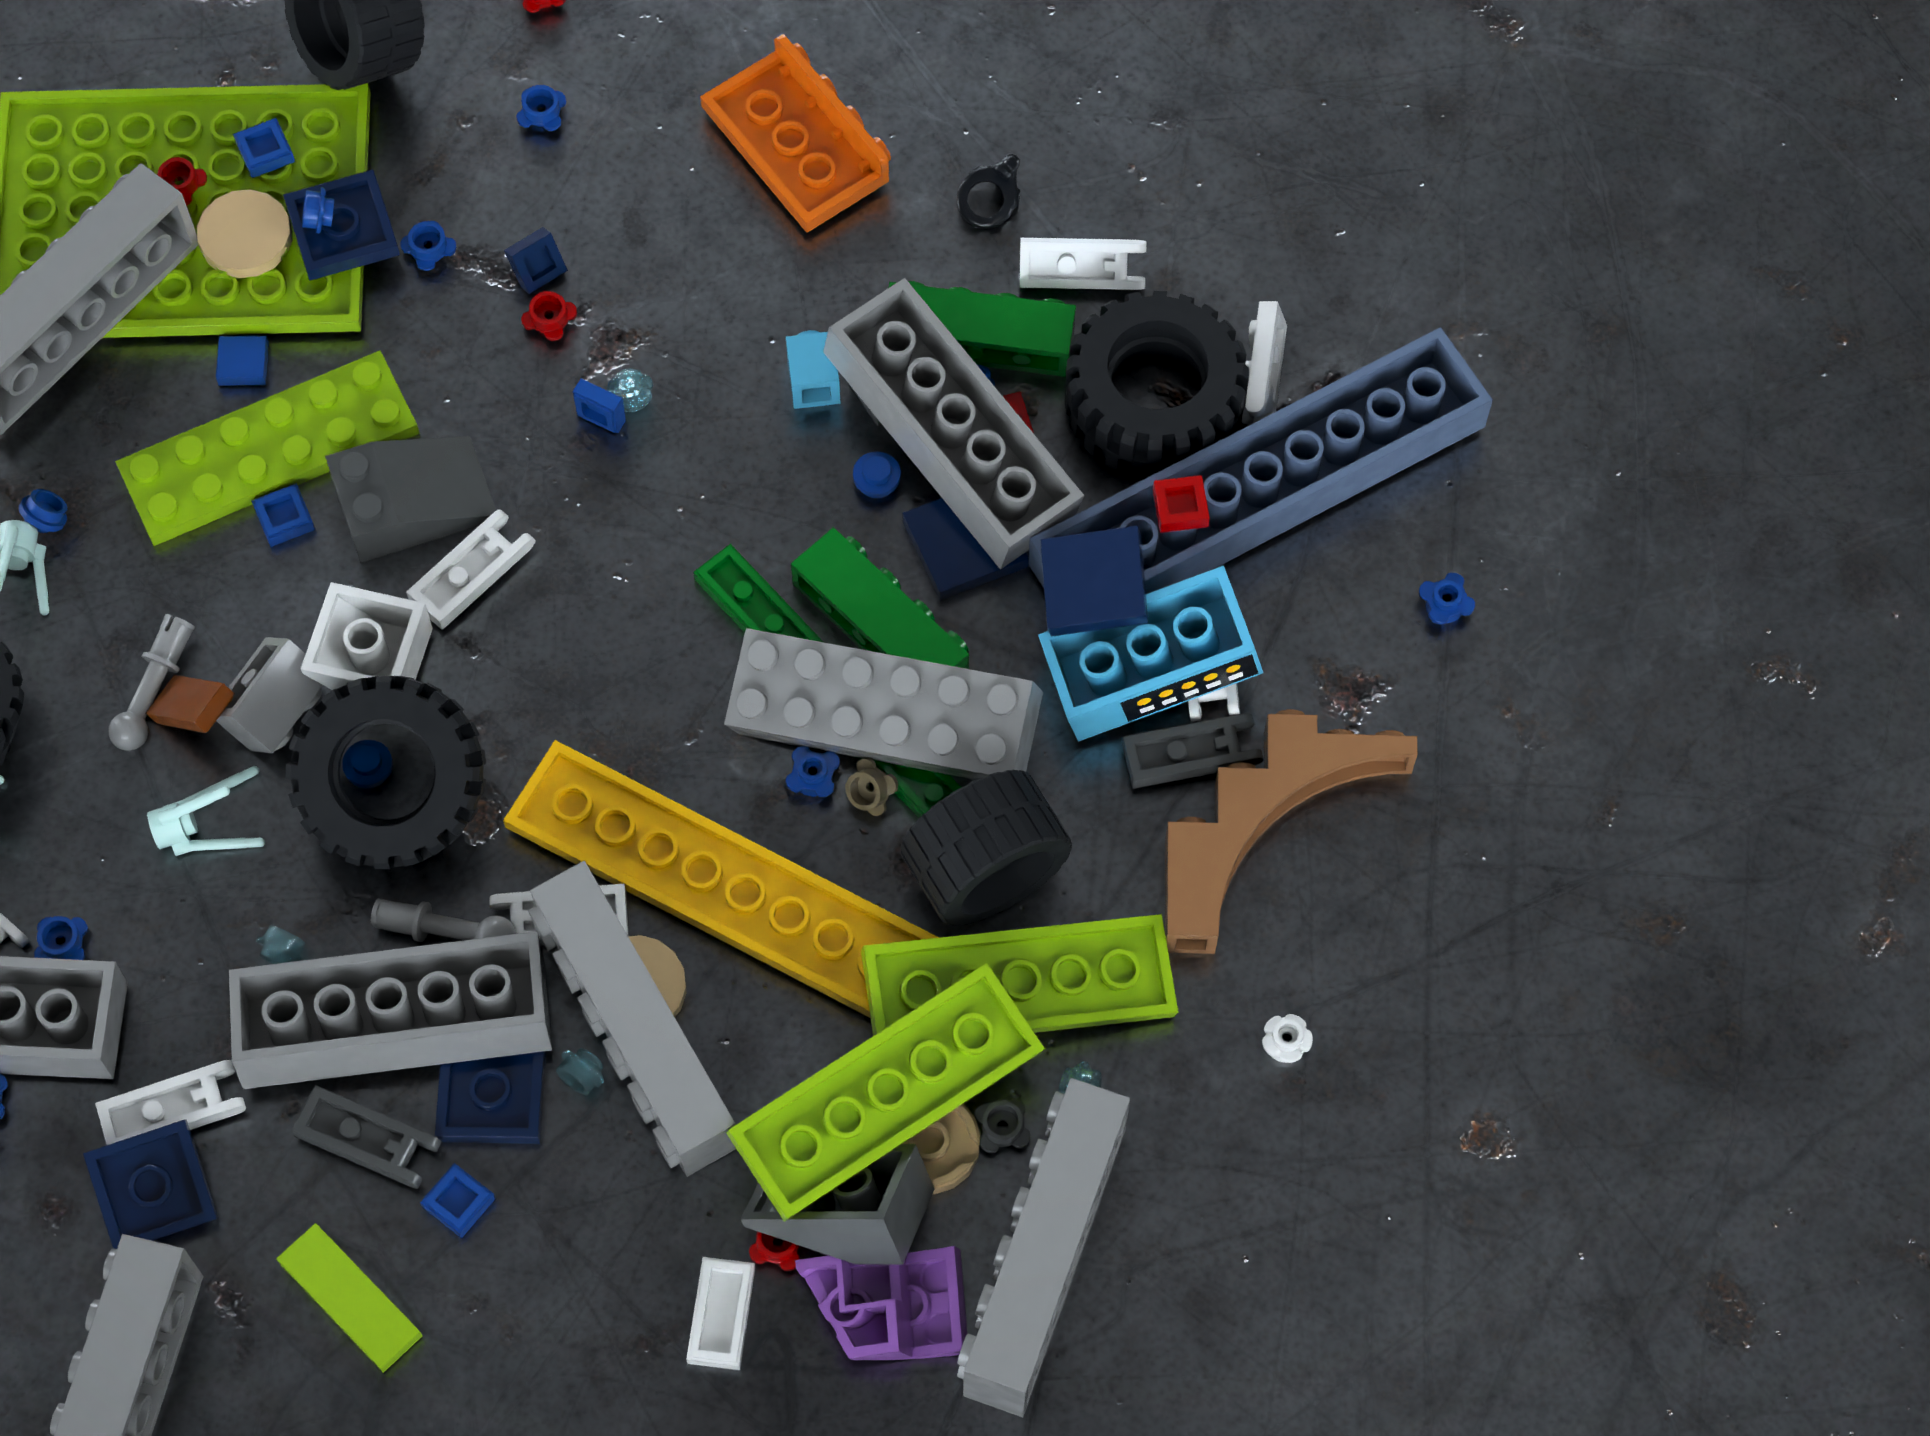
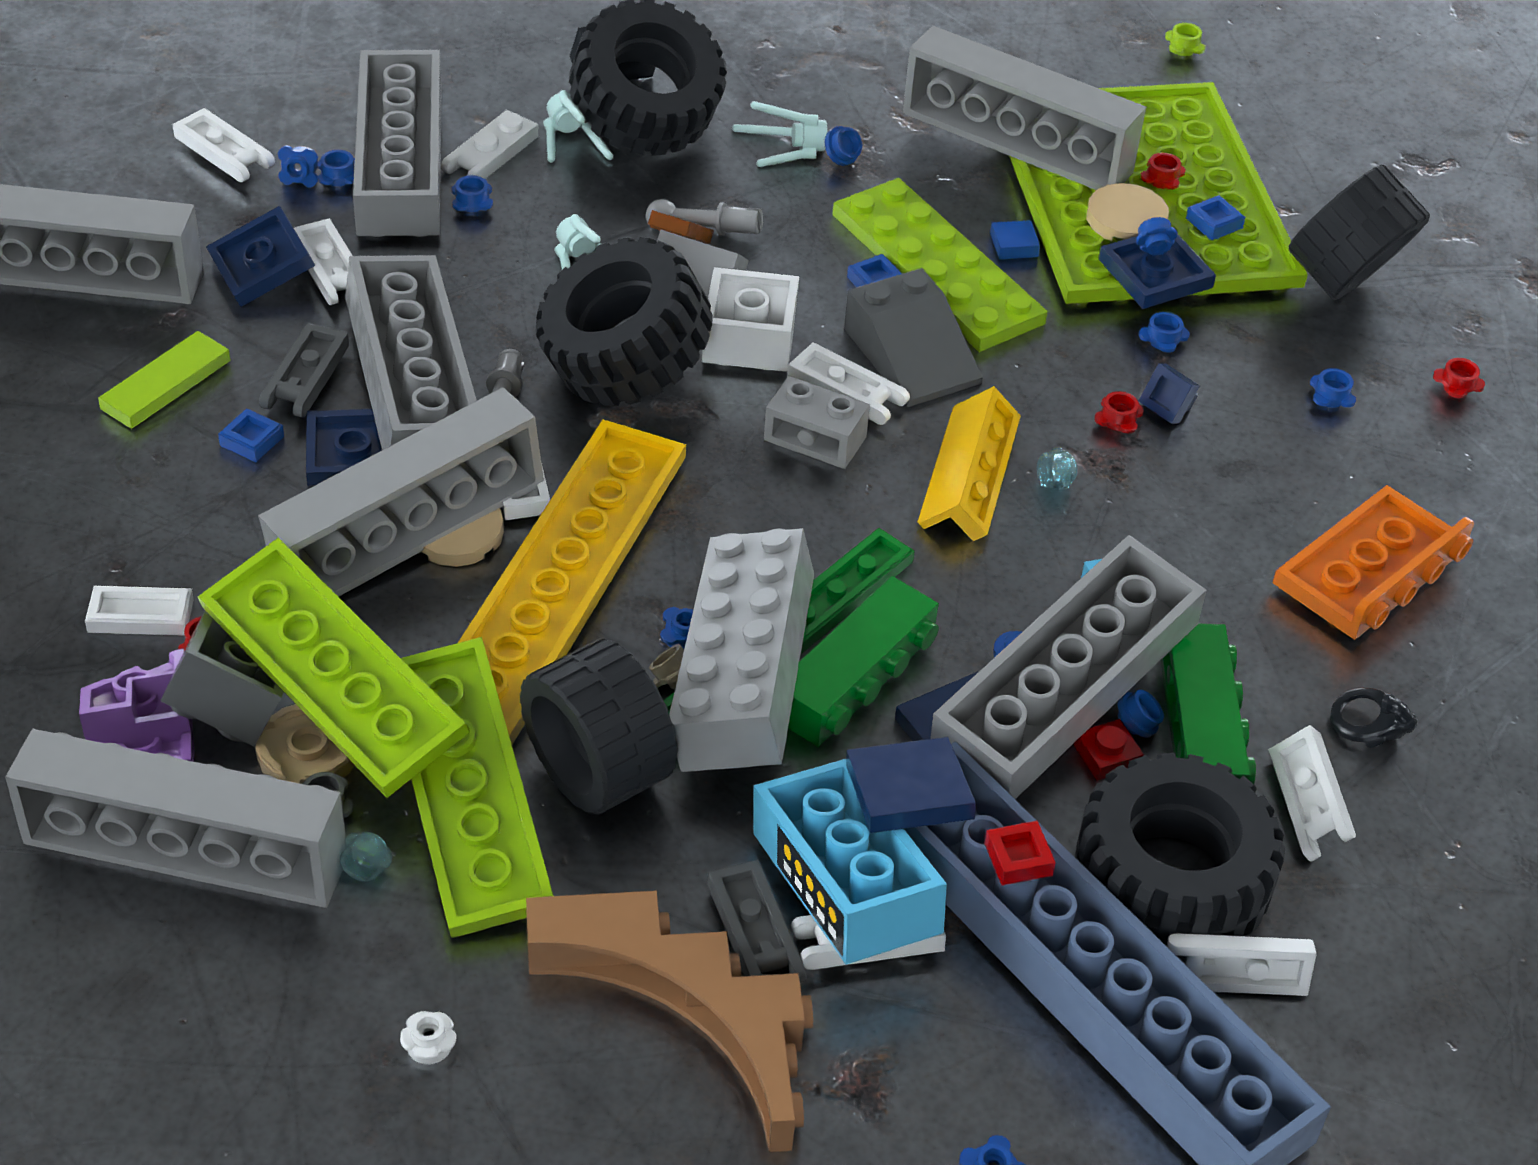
camera: 80 degrees right, 20 degrees down
(280, 946) = (474, 308): clear light blue plate -> none
(531, 606) = (816, 422): none -> light grey brick
(599, 406) = (1031, 447): blue tile -> none
(608, 471) = (971, 464): none -> yellow panel

